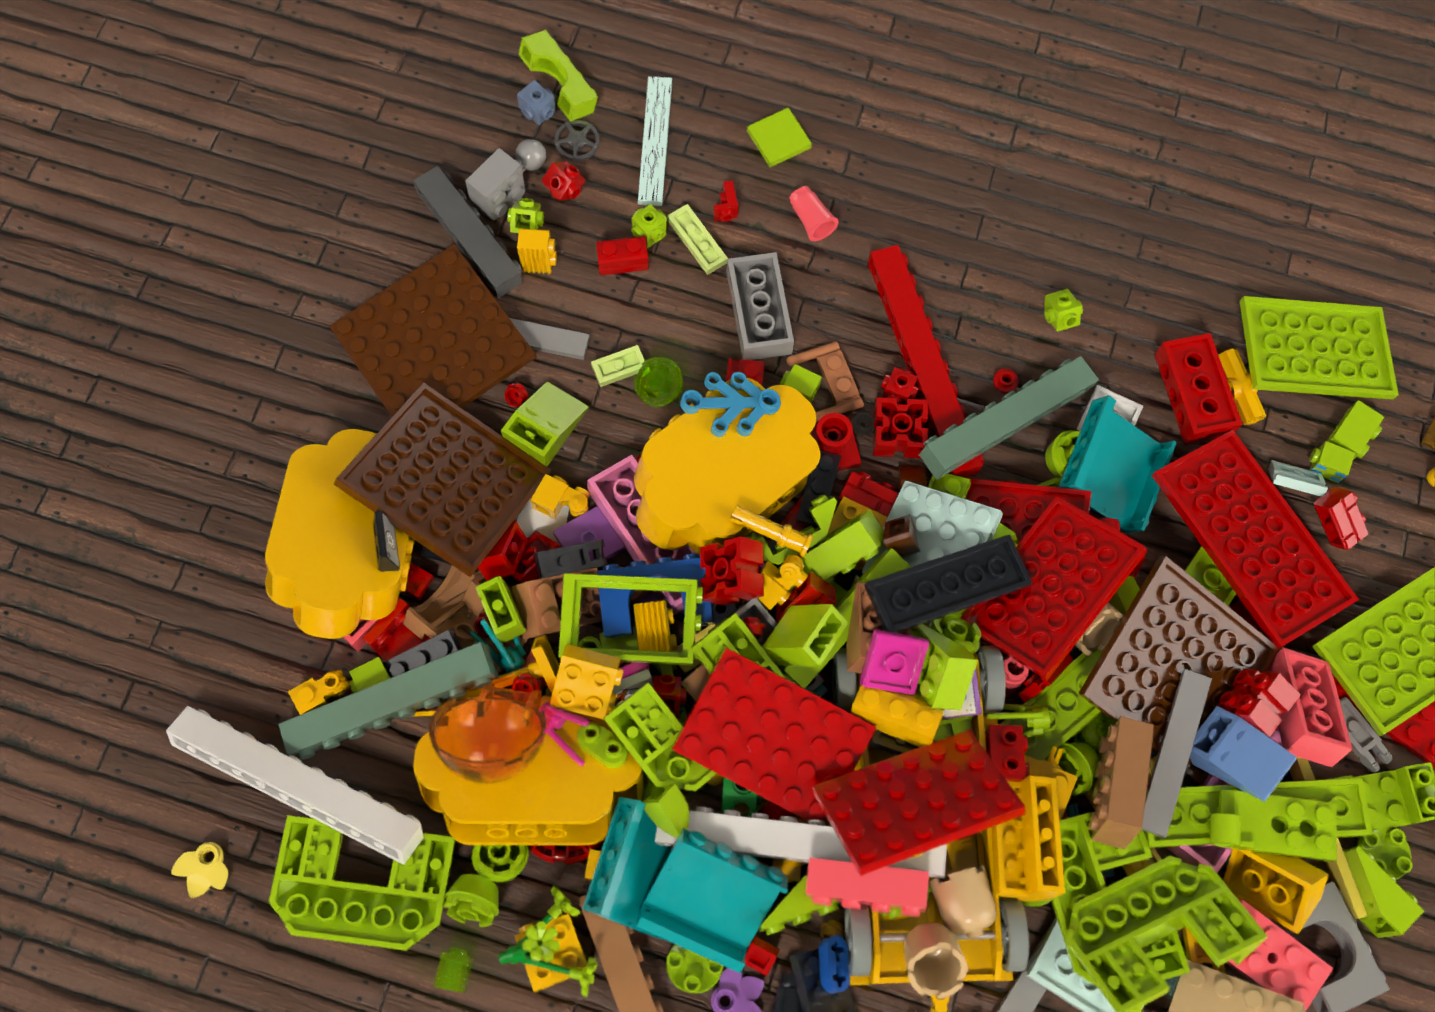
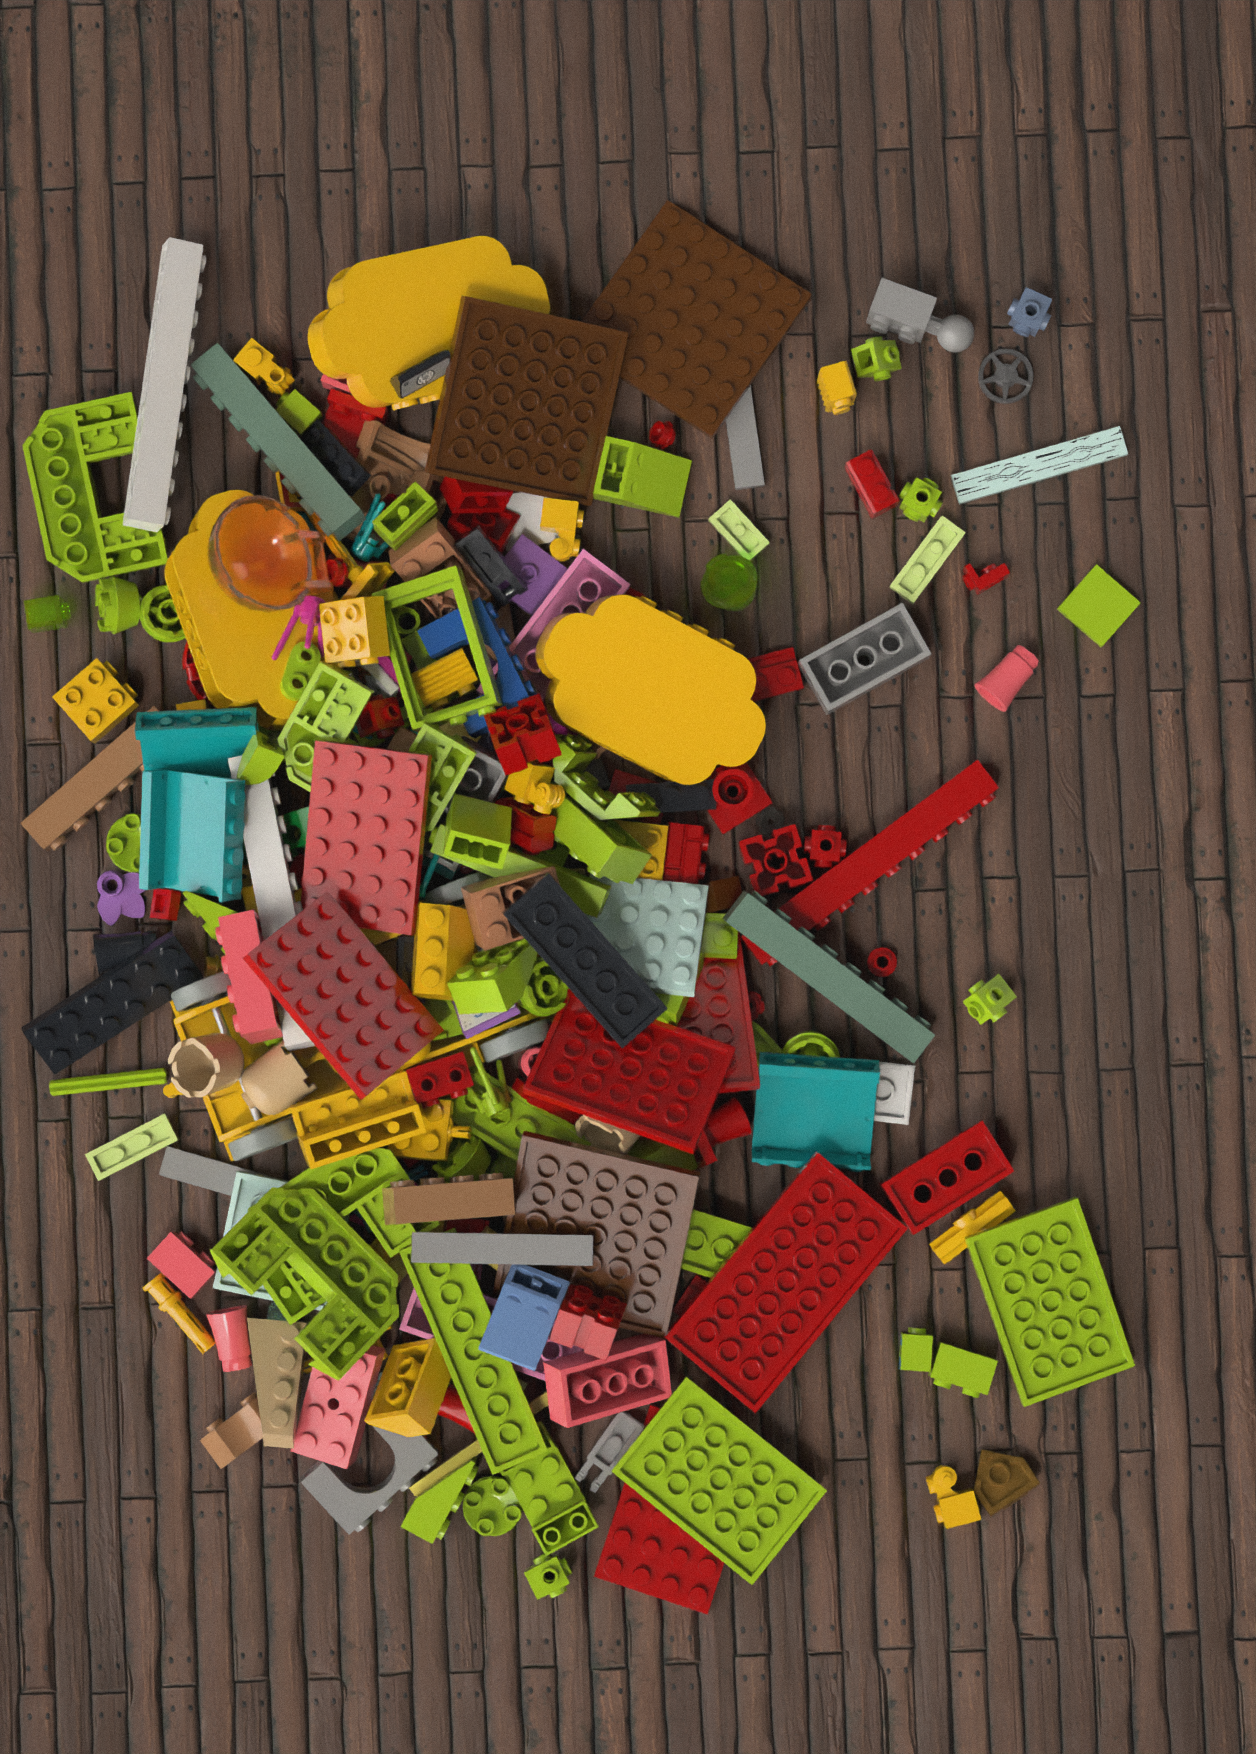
camera: 75 degrees right, 15 degrees up
(201, 873) = (52, 331): light yellow plate -> none
(418, 581) = (417, 416): red plate -> none
(468, 231) = (838, 301): dark grey brick -> none
(540, 944) = (88, 682): lime plant -> none
(544, 55) = (1098, 293): lime arch -> none
(563, 180) = (939, 383): red brick -> none
(733, 401) = (716, 671): dark azure plant -> none
(754, 626) = (474, 777): red plate -> none
(782, 534) = (580, 774): yellow pin -> none
(803, 381) = (789, 737): lime brick -> none
(834, 964) = (177, 975): blue beam -> none
(836, 375) = (815, 775): nougat plate -> none
(894, 662) = (478, 929): dark pink tile -> none
(901, 536) = (634, 897): reddish brown slope -> none
(1247, 826) = (453, 1343): lime hinge -> none
(1297, 478) = (879, 1316): light aqua plate -> none
(1341, 518) = (845, 1373): red brick -> none

